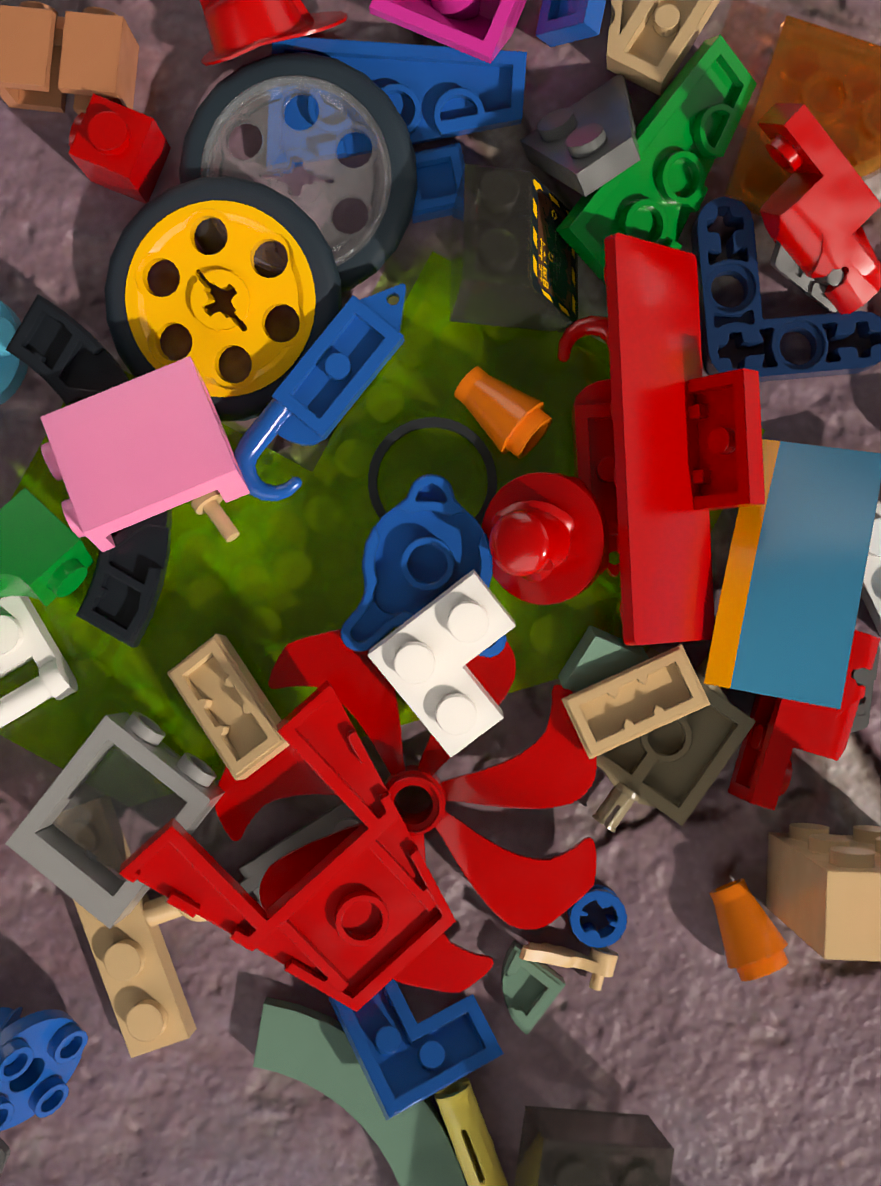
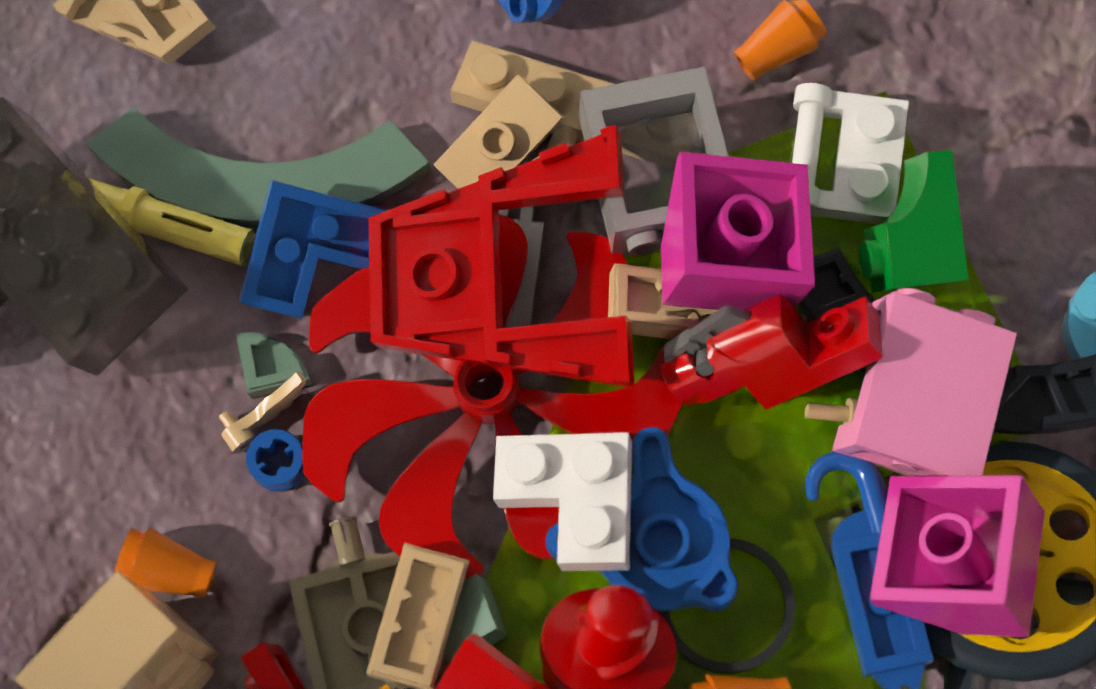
camera: 130 degrees right, 15 degrees down
(133, 698) = (736, 233): none -> dark pink slope
(196, 964) = (501, 134): none -> tan plate
(209, 595) = (769, 351): none -> red plate
(255, 333) = (960, 553): none -> dark pink slope

